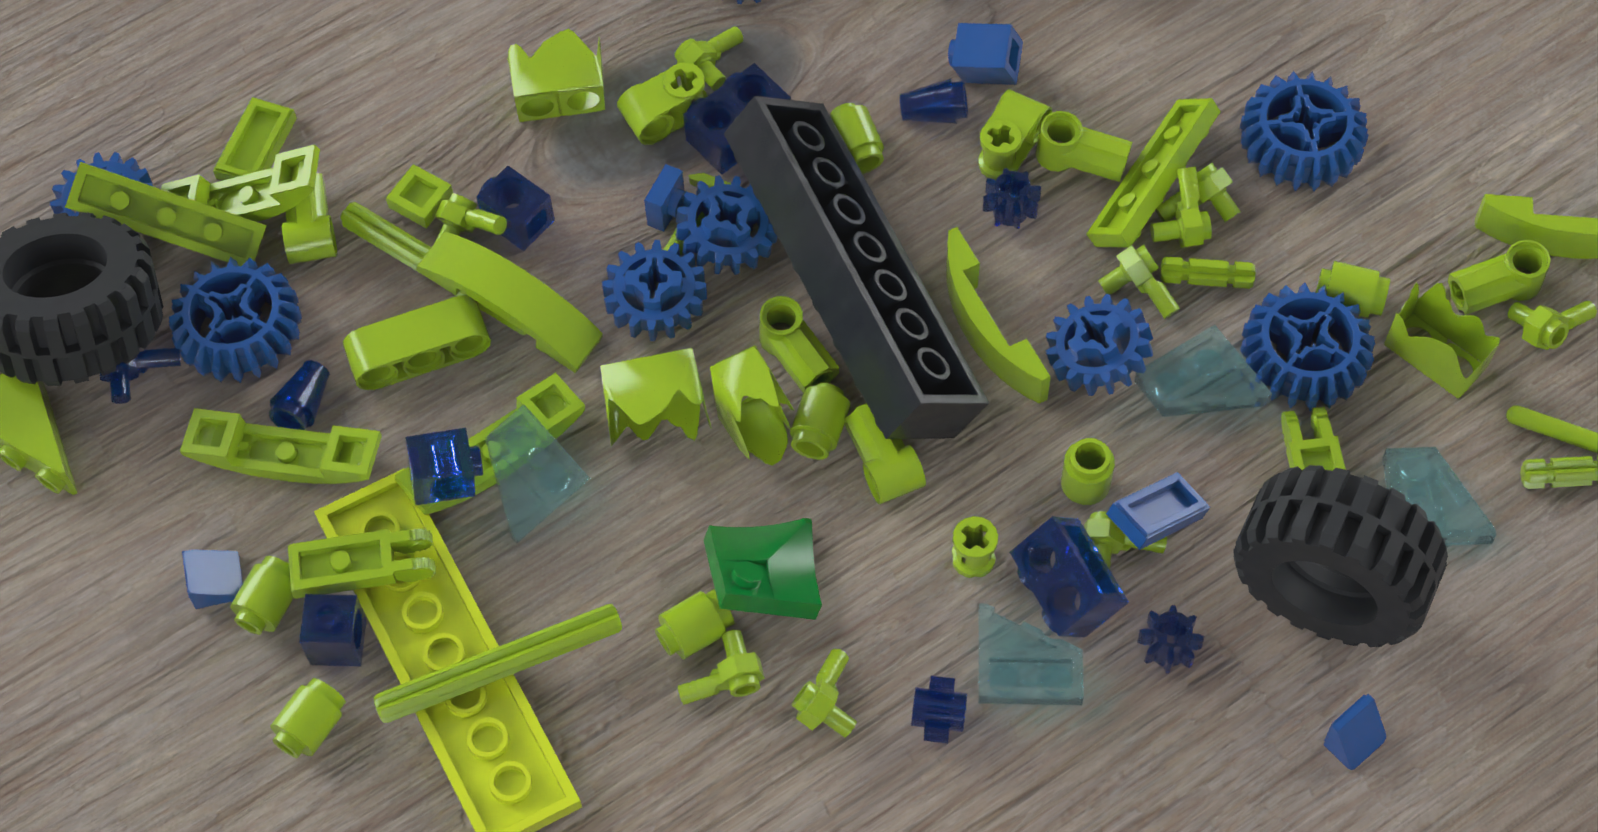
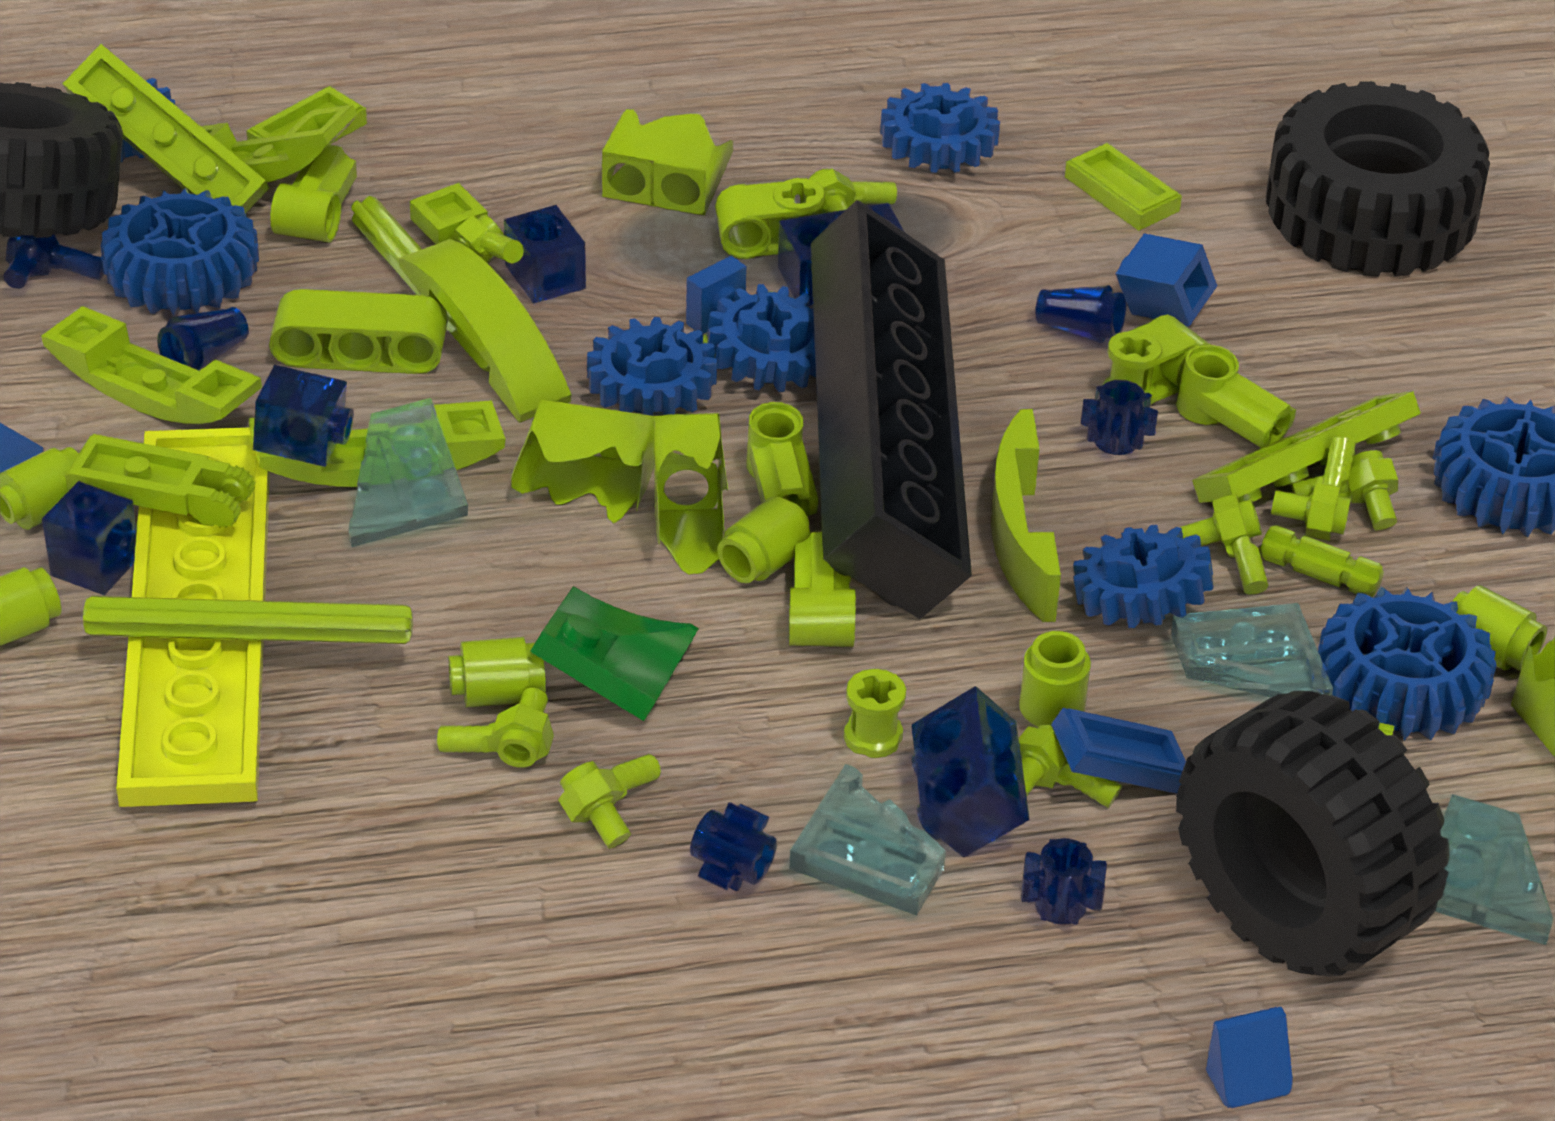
camera: 20 degrees right, 20 degrees down
(859, 135) = (972, 311): lime brick -> none

